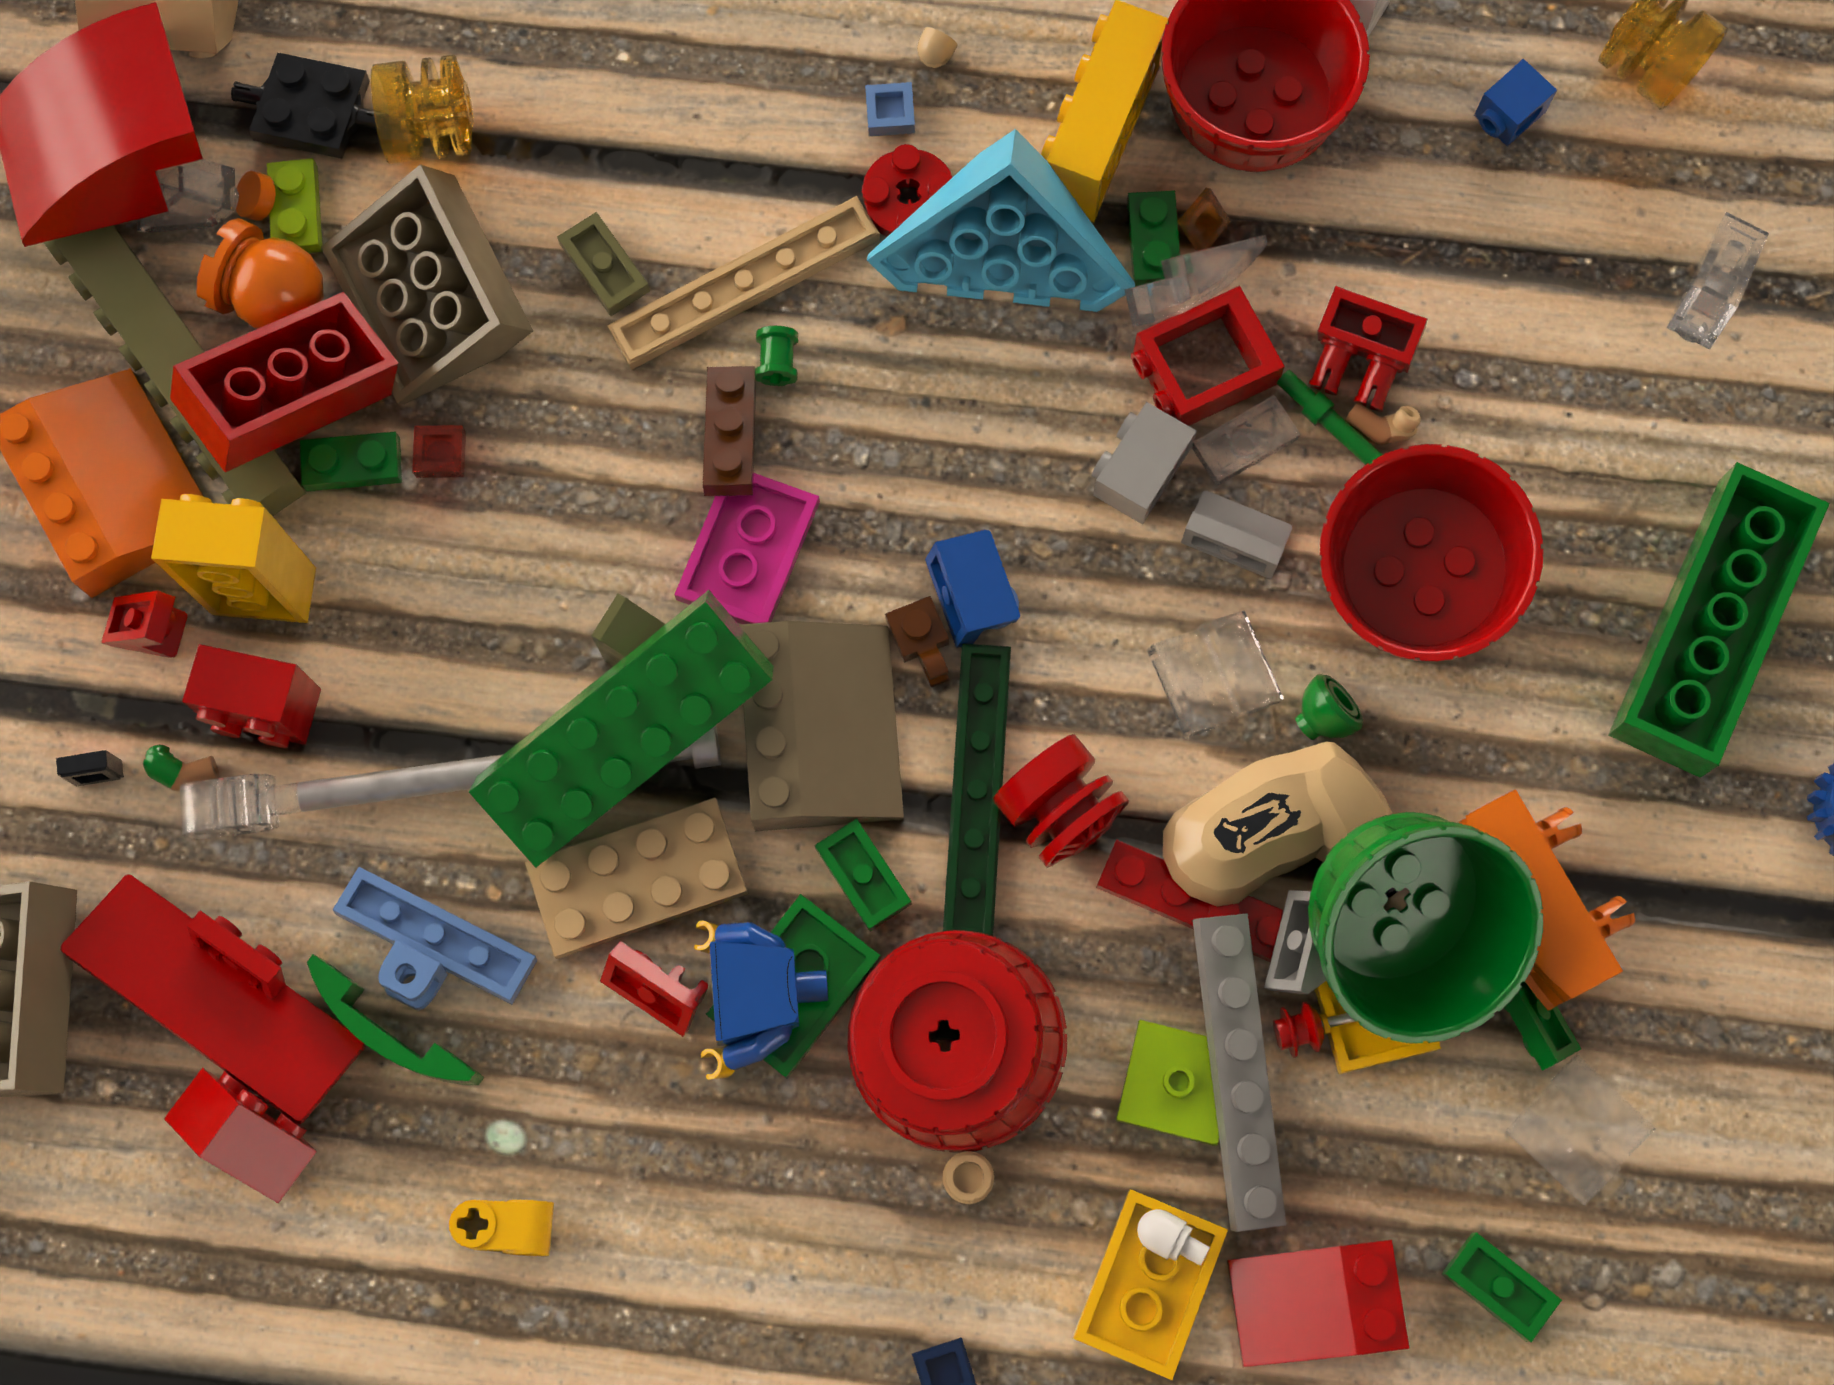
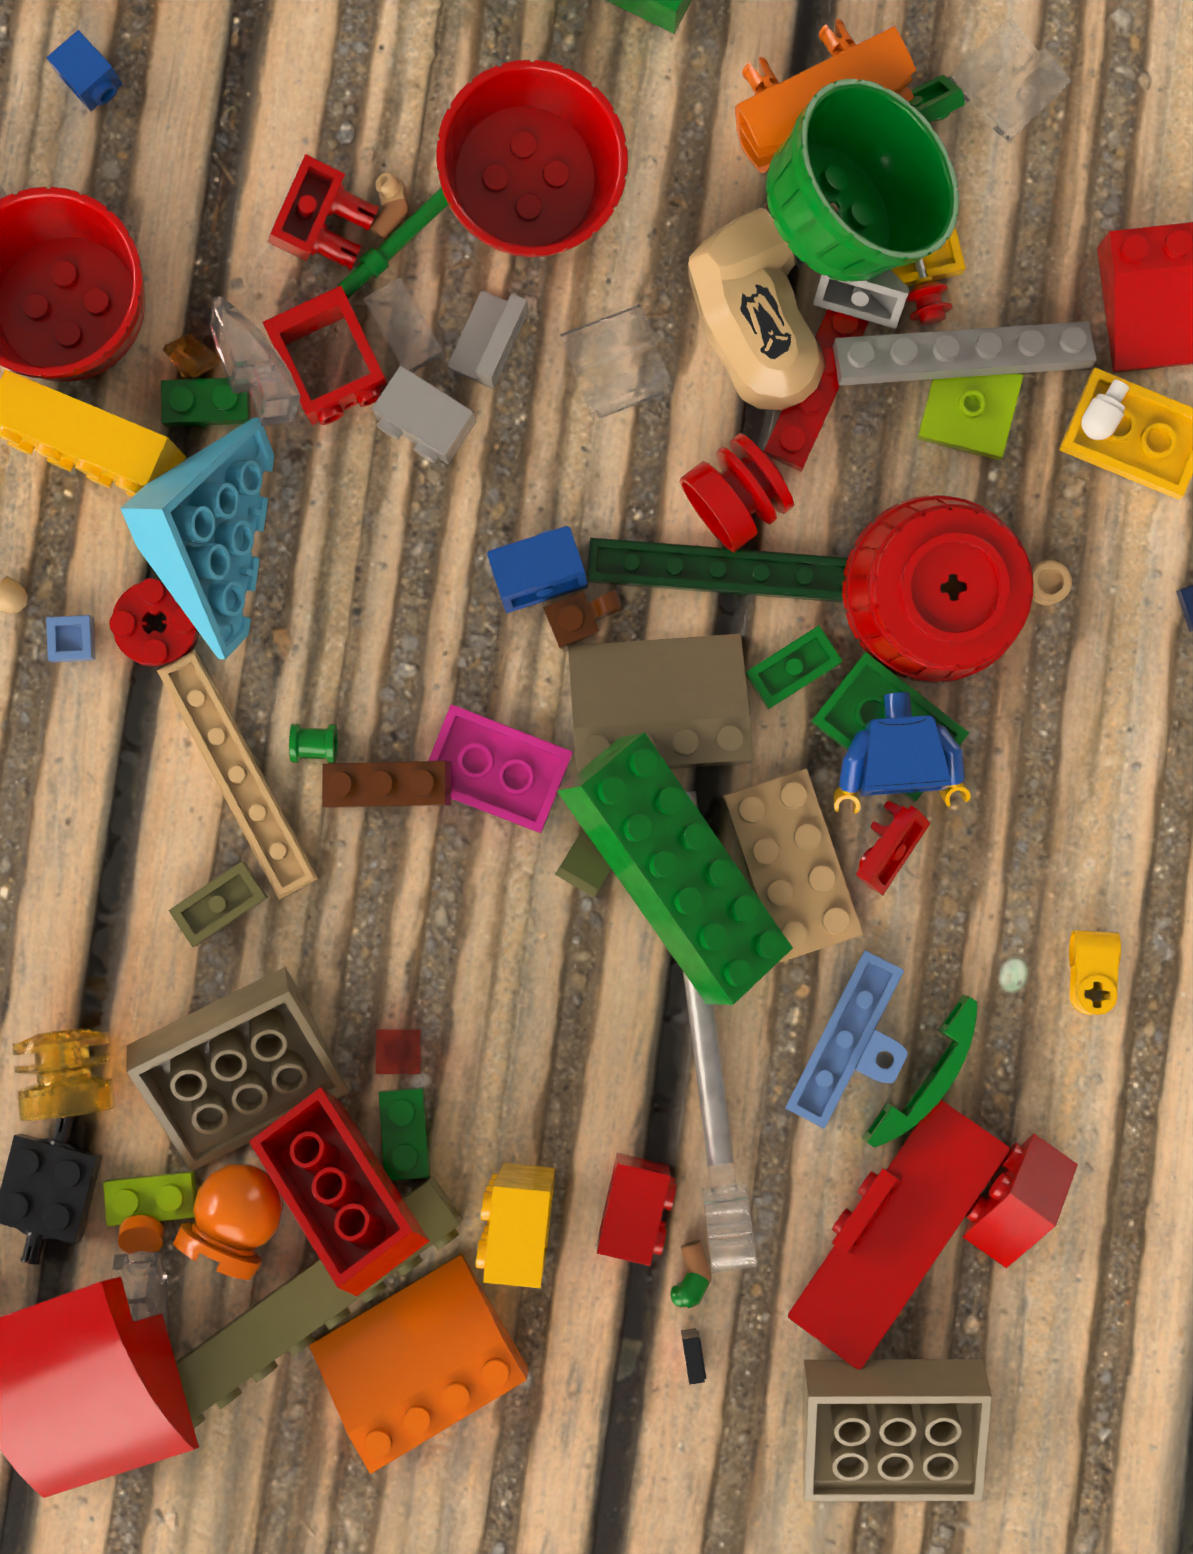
camera: 85 degrees left, 10 degrees up
(145, 624) = (559, 1317): red slope -> none
(1328, 710) = (653, 265): green brick -> none
(1501, 1287) = (1137, 150): green plate -> none

